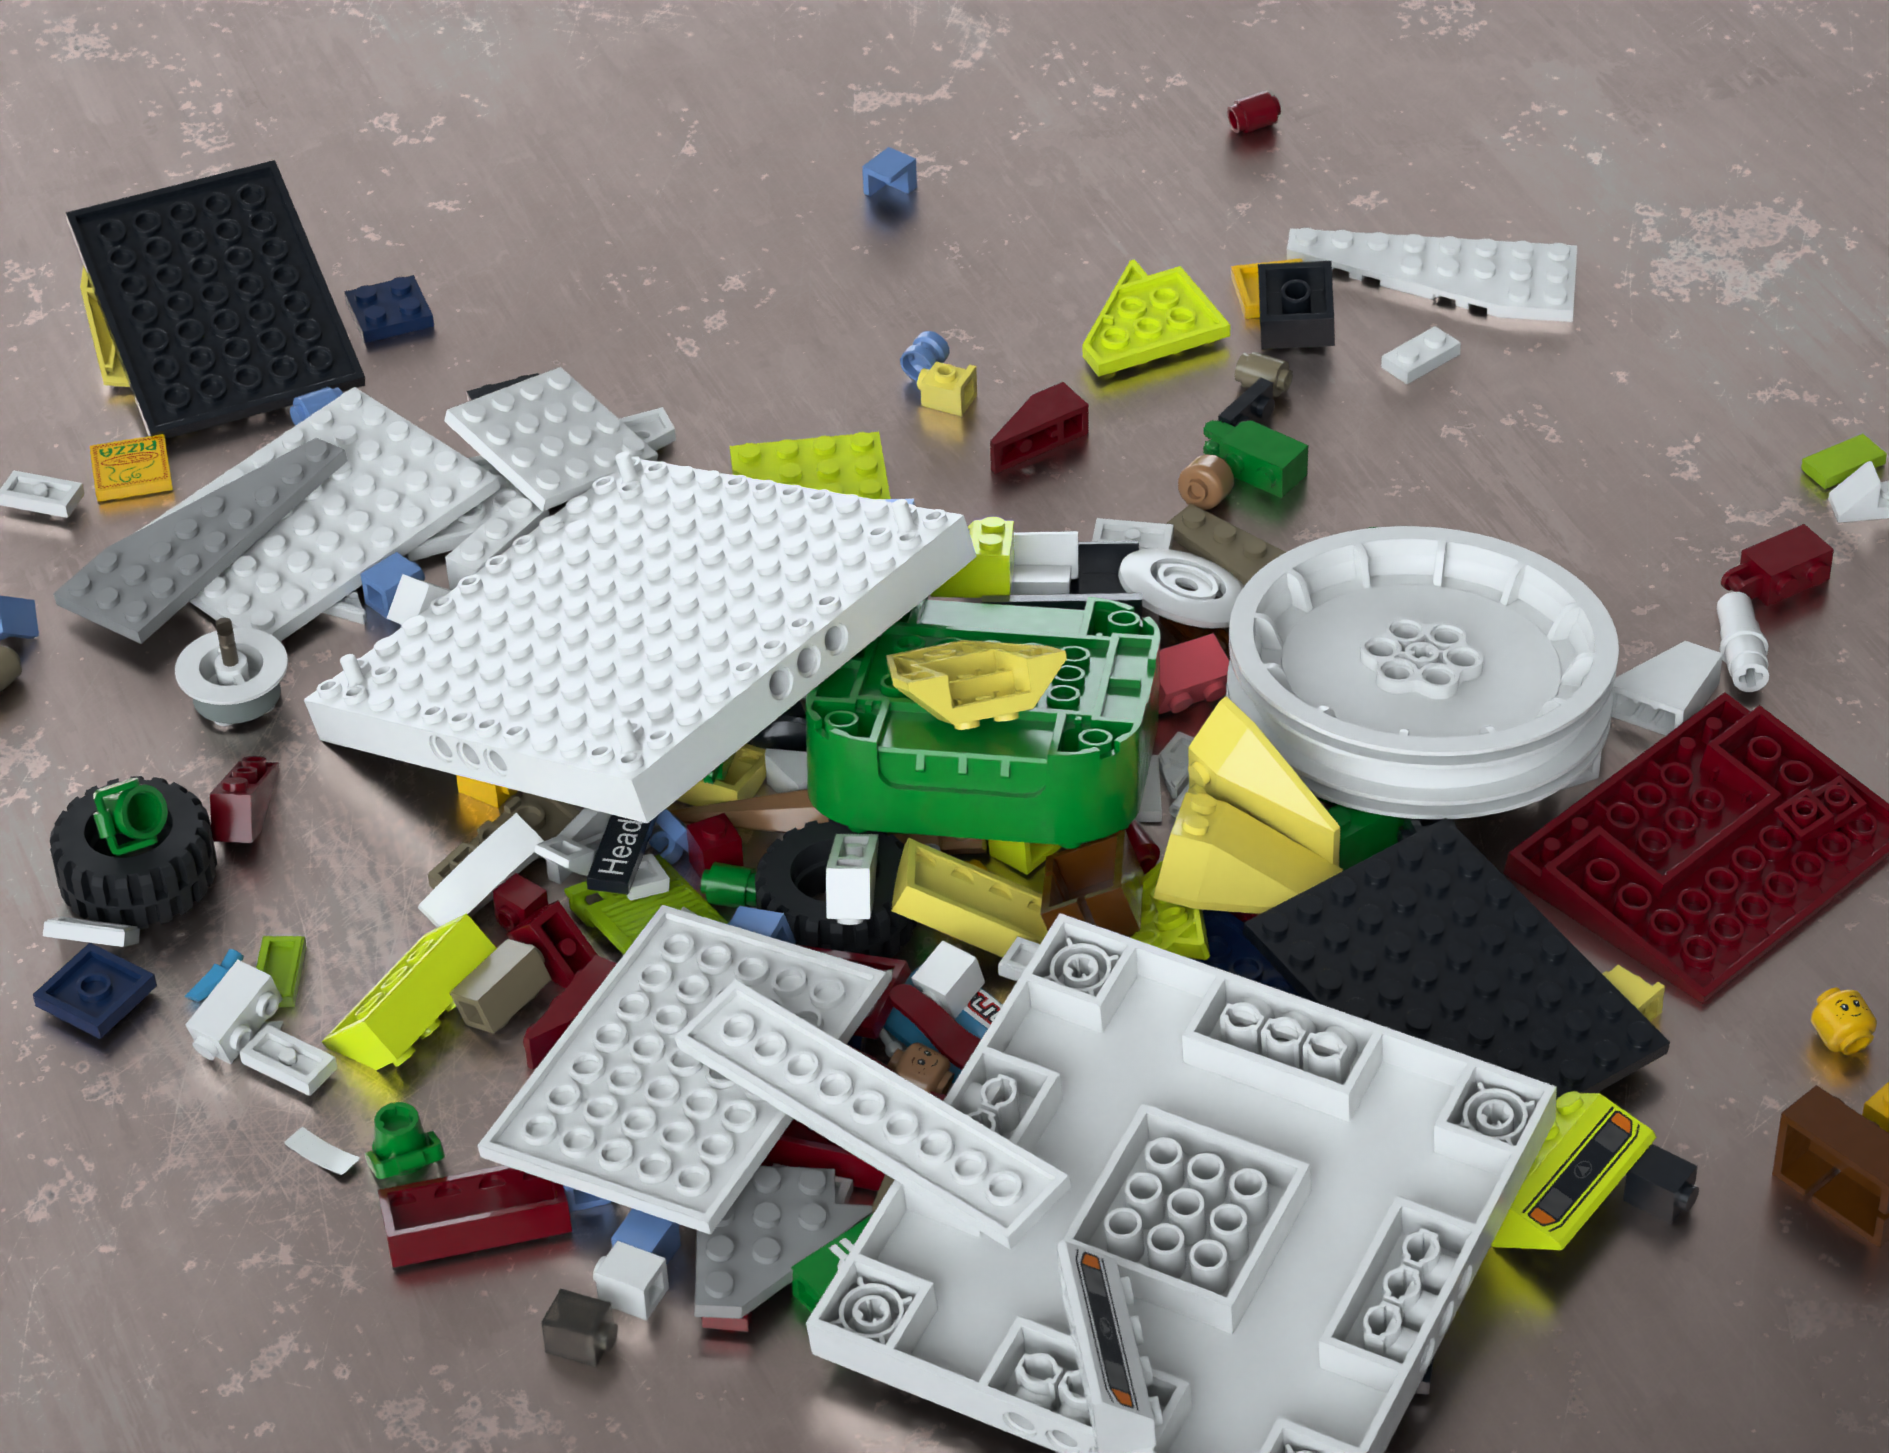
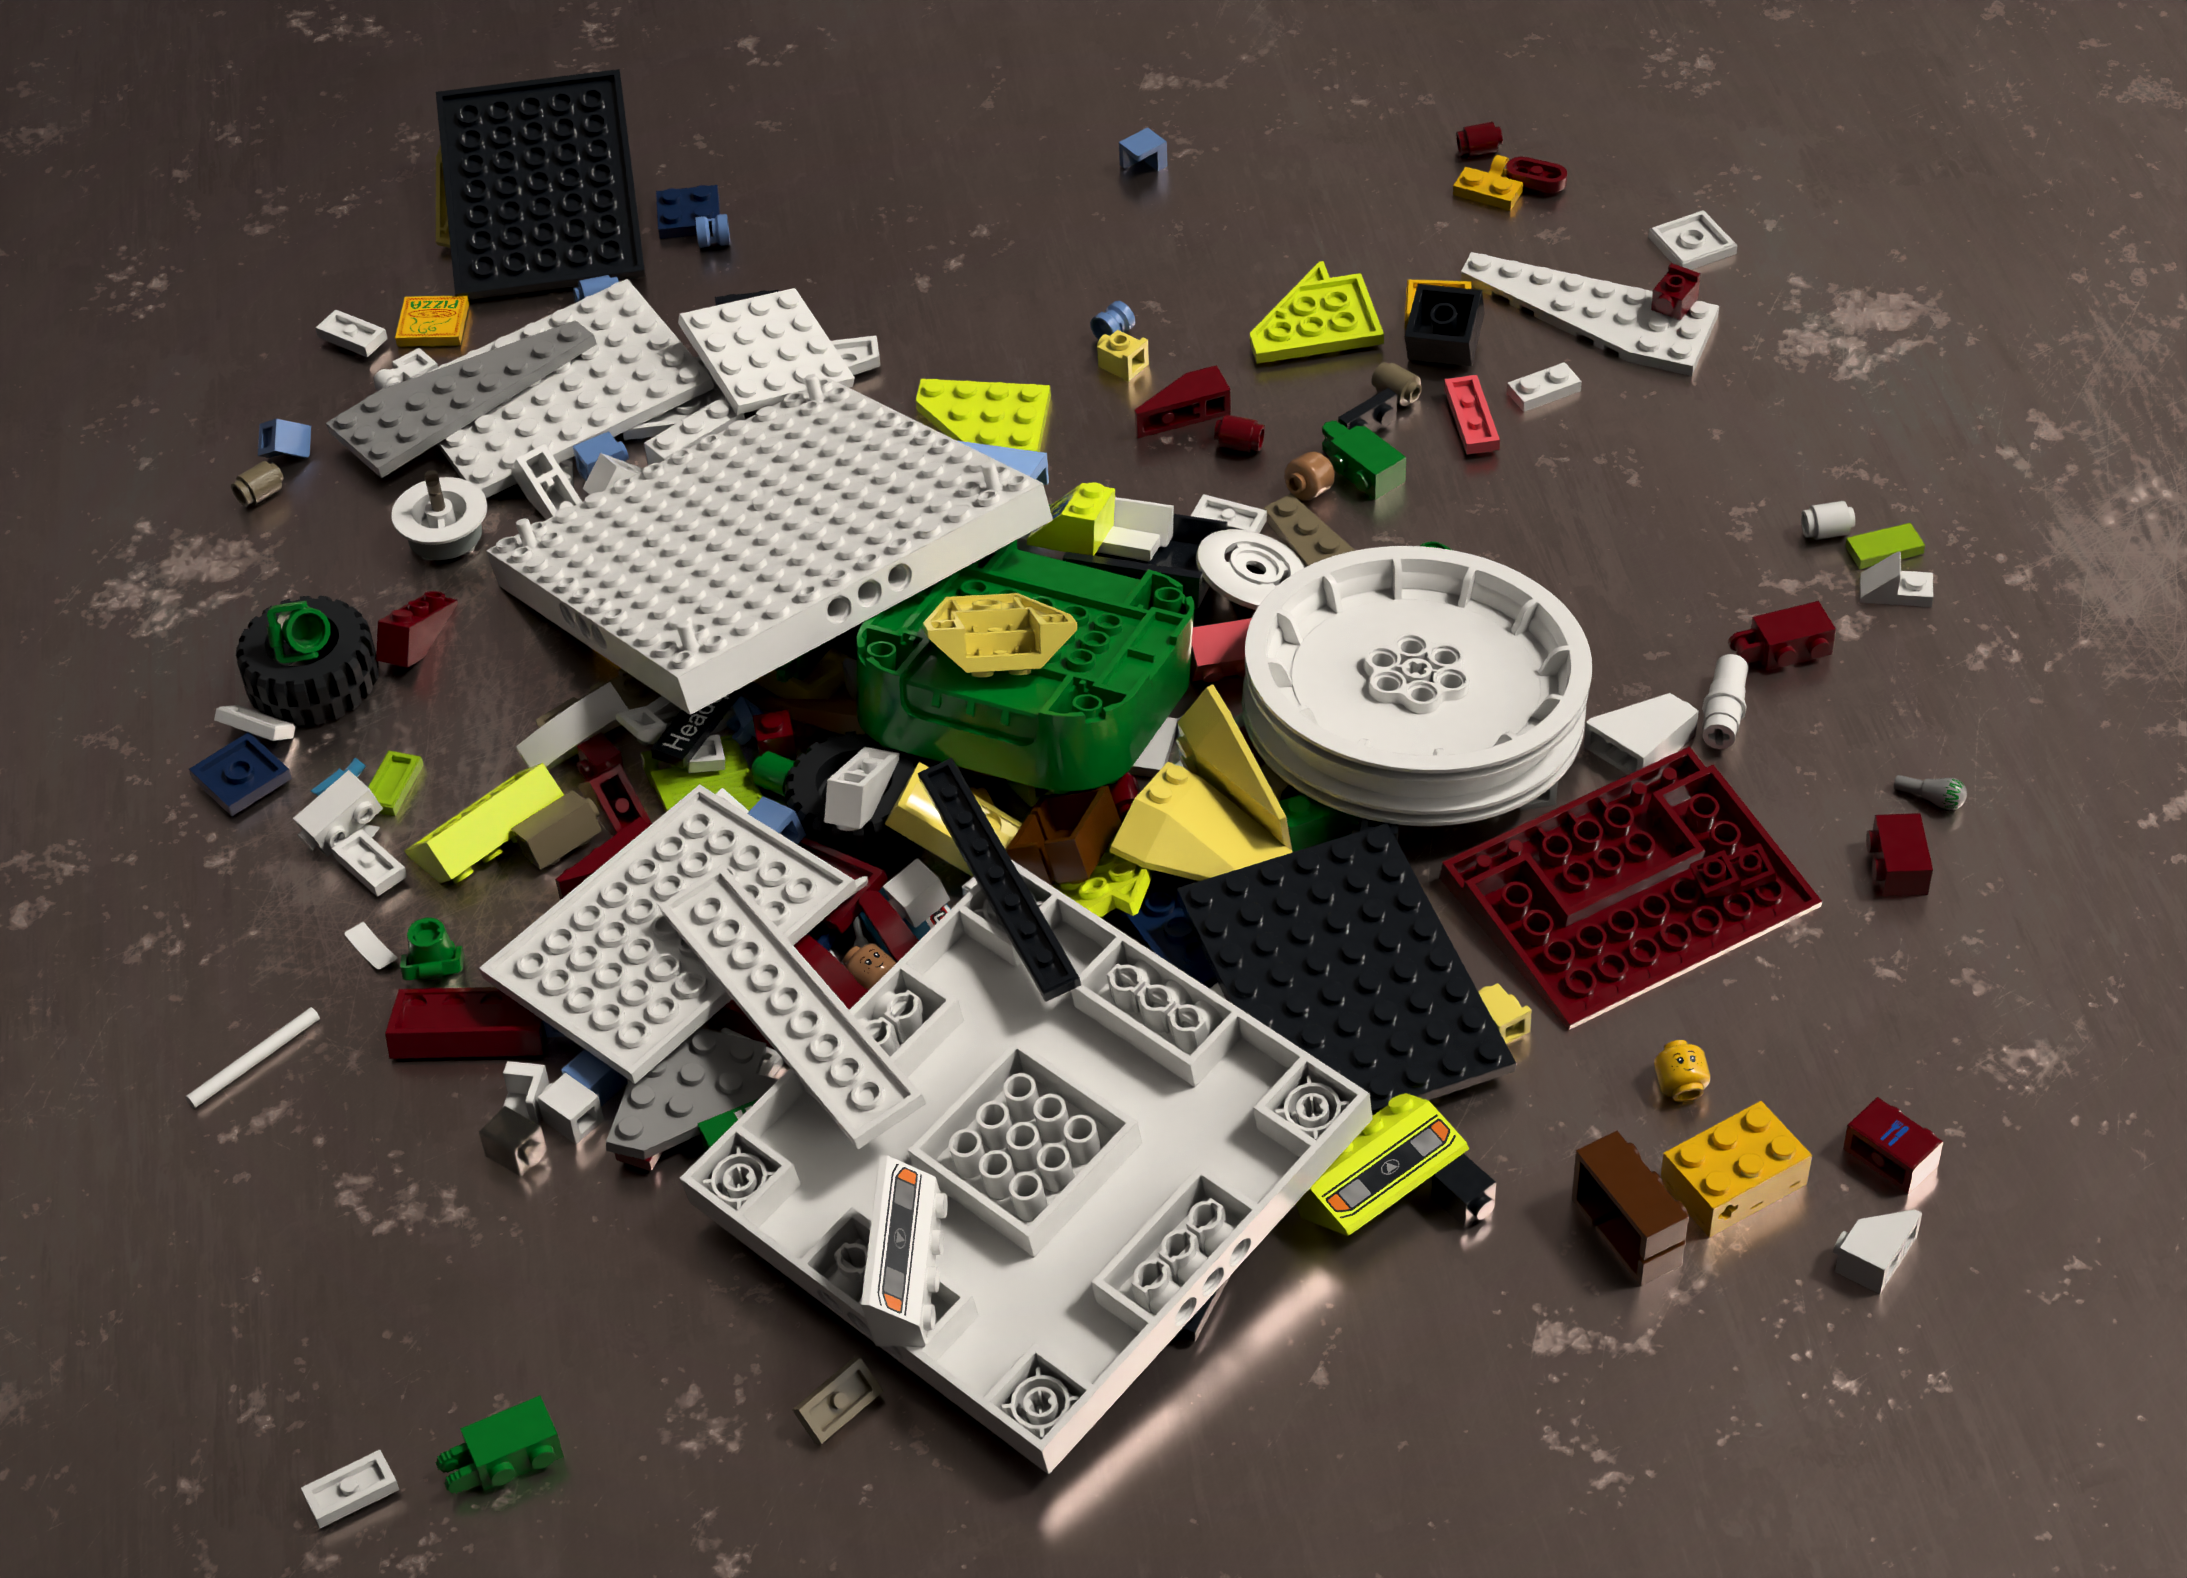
camera: 15 degrees right, 5 degrees up
(121, 523) = (405, 368): none -> white plate
(228, 1296) = (252, 1058): none -> white bar
(341, 618) = (544, 482): none -> white slope
(428, 324) = (719, 227): none -> medium blue wheel
(569, 1266) = (524, 1085): none -> white panel
(1064, 938) = (999, 880): none -> black tile
(1111, 450) = (1239, 434): none -> dark red brick
(1282, 160) = (1490, 187): none -> yellow plate
(1329, 140) = (1537, 174): none -> dark red plate
(1356, 393) = (1471, 414): none -> coral plate
(1521, 185) = (1692, 241): none -> white tile
(1532, 235) = (1676, 292): none -> dark red brick
(1777, 443) = (1827, 520): none -> white brick

